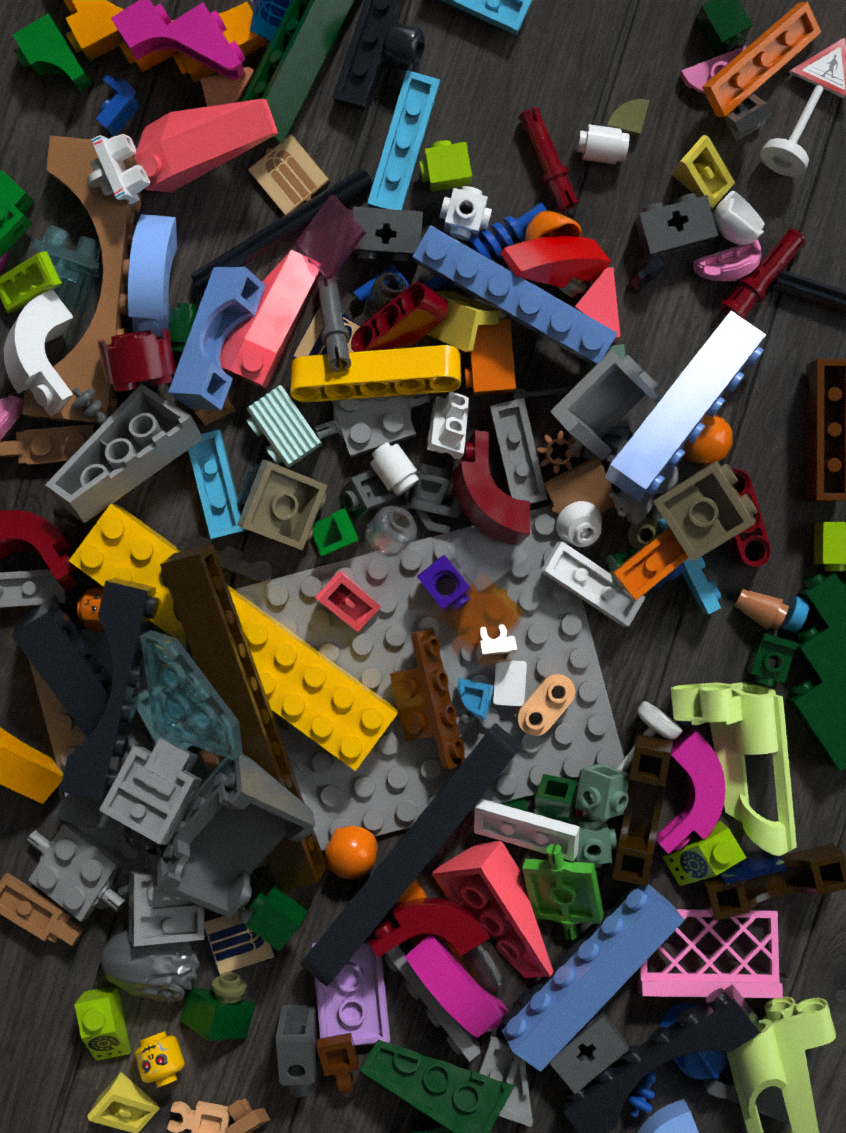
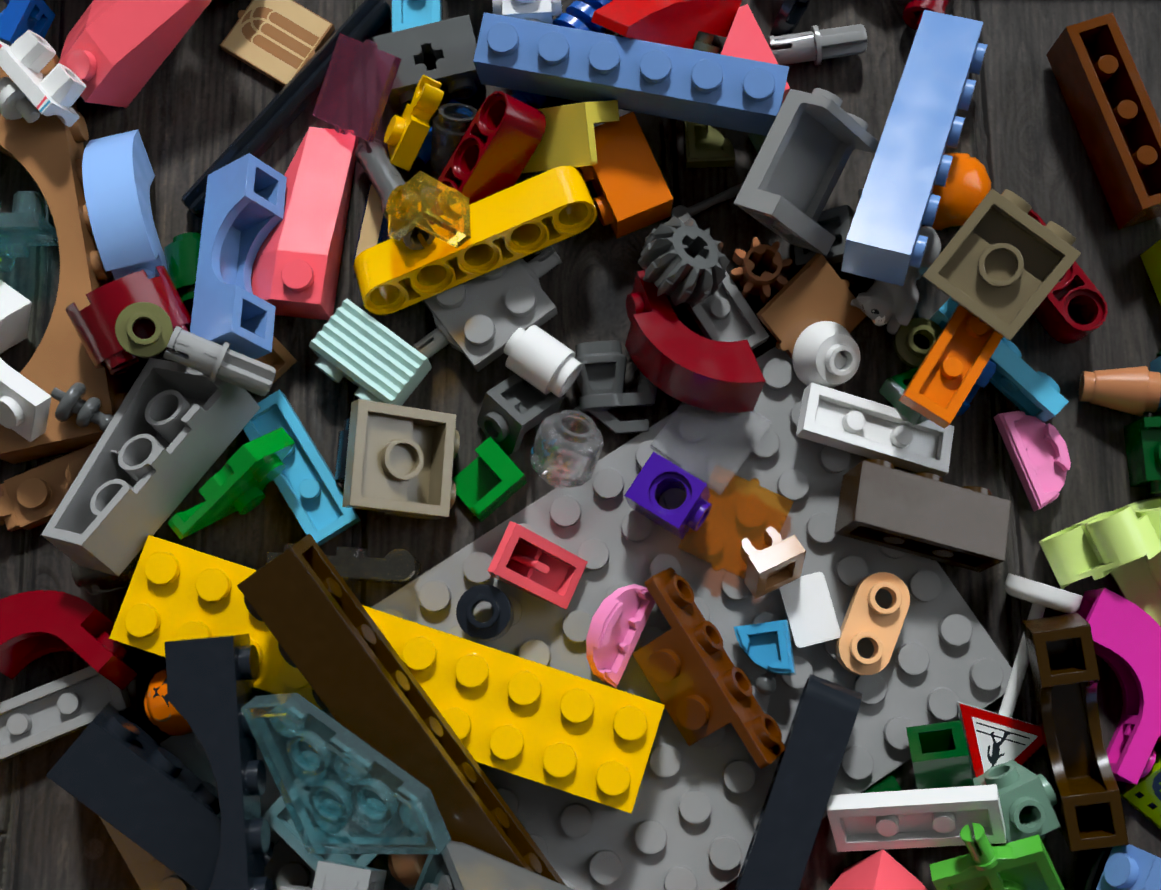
camera: 15 degrees left, 10 degrees down
(145, 365) = (143, 347): none -> olive plate
(175, 487) = (237, 484): none -> green wing
(186, 409) = (219, 362): none -> light grey axle
(317, 620) = (502, 613): none -> black brick
(352, 350) = (431, 207): none -> clear yellow bracket
(357, 281) = (408, 132): none -> yellow plate
(384, 657) = (616, 631): none -> bright pink plate
(448, 425) = (598, 279): white hips -> none
(506, 436) = (683, 261): none -> dark grey gear
(553, 355) = (706, 147): none -> olive tile
(601, 648) = (923, 515): none -> brick
(602, 792) = (1005, 724): sand green brick -> none
(654, 307) = (818, 44): none -> light grey axle
(691, 633) = (1037, 455): none -> bright pink plate

